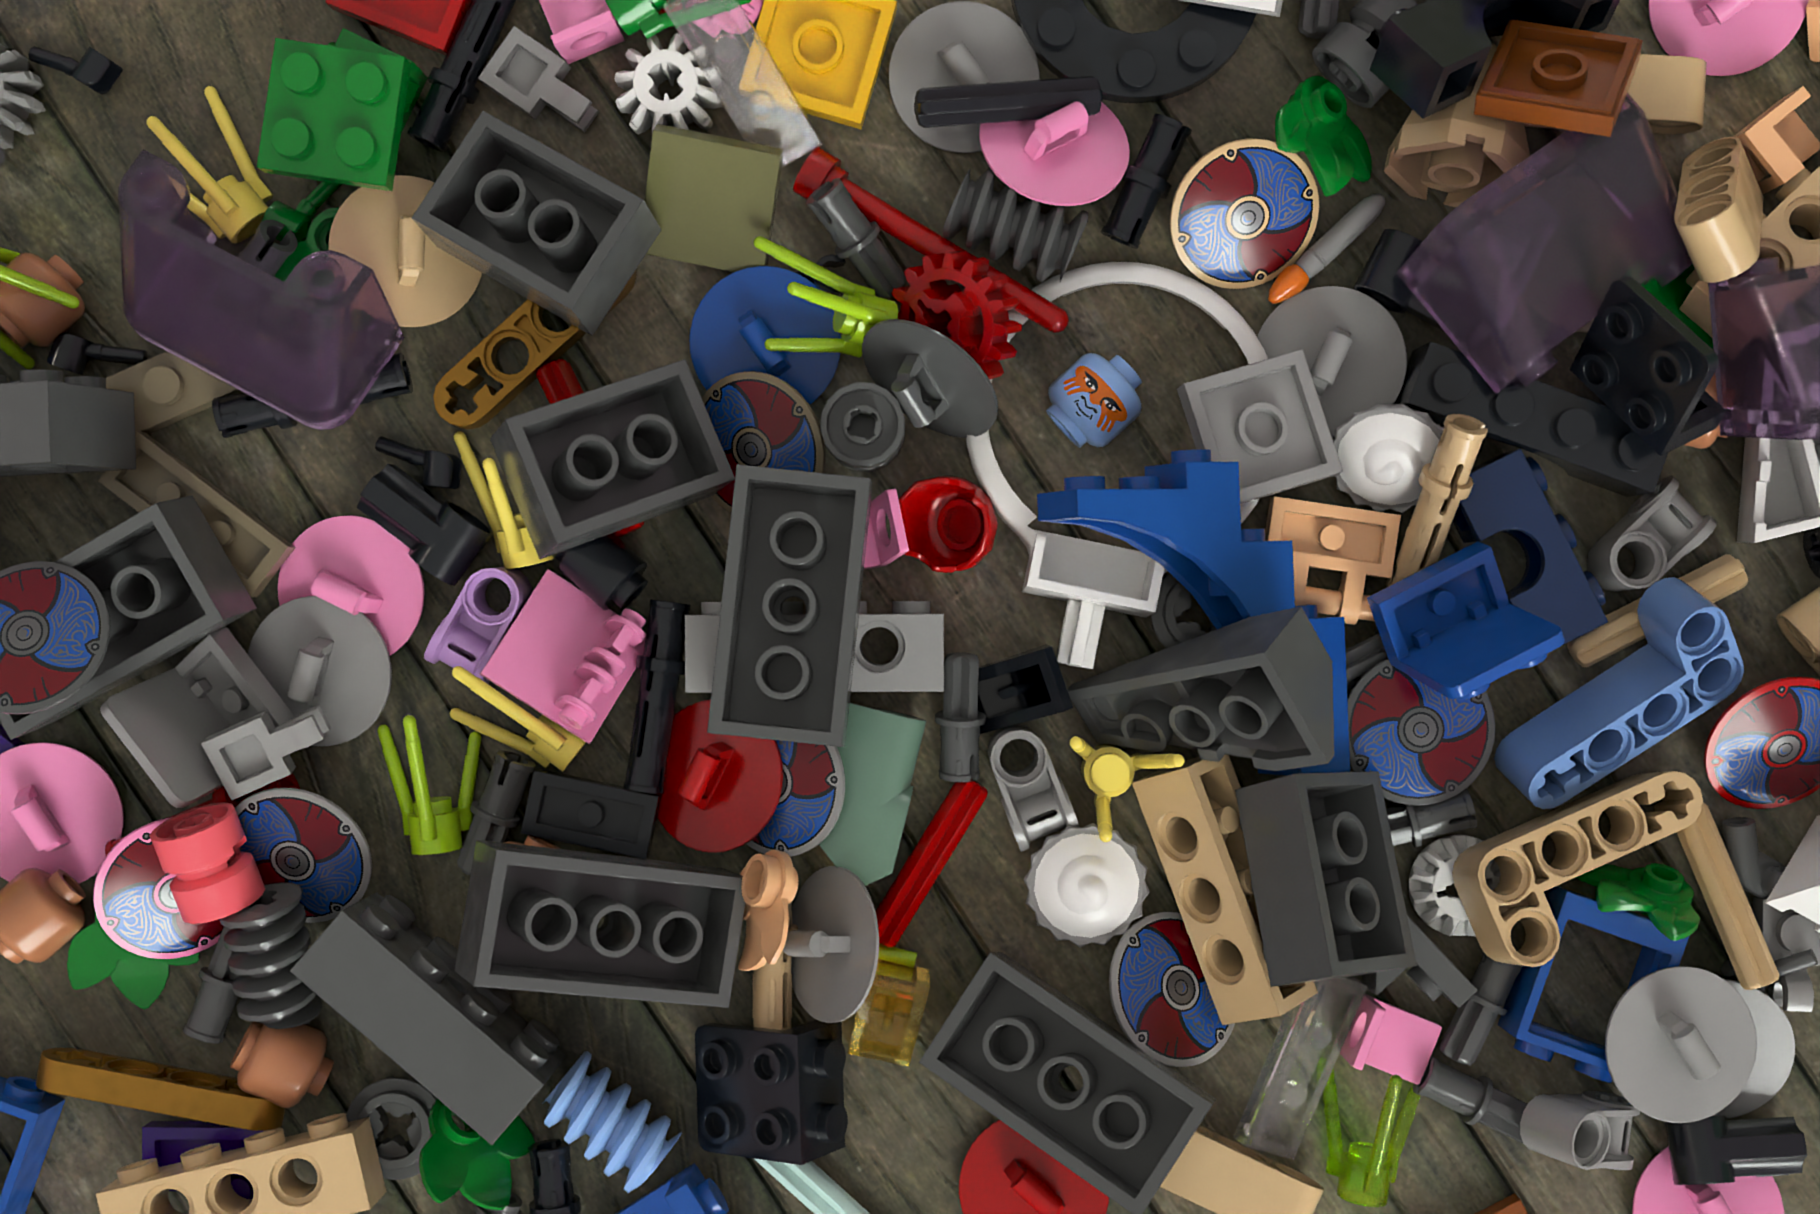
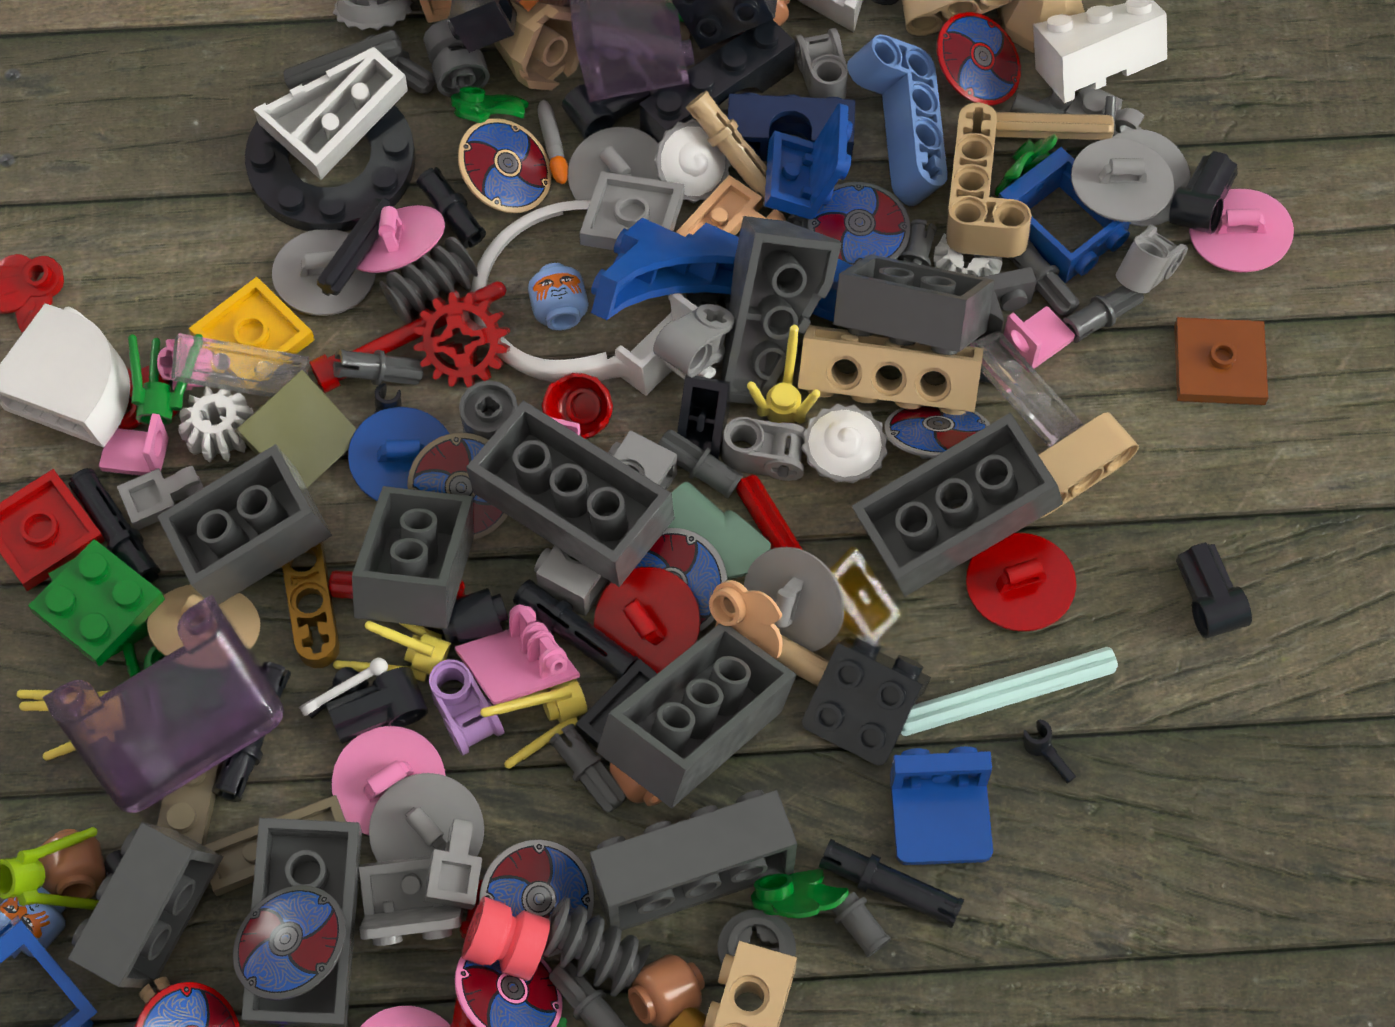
camera: 65 degrees left, 25 degrees down
(380, 446) = (377, 667): none -> white hinge
(429, 820) = (570, 804): lime plant -> none
(609, 1122) = (831, 799): light blue piece -> none
(853, 312) = (421, 386): lime plant -> none
(930, 378) = (484, 351): dark grey shield -> none
(1105, 633) = (695, 339): none -> light grey piece
(1368, 1167) = (1112, 387): clear neon green plant -> none
(1623, 628) = (865, 100): tan axle -> none

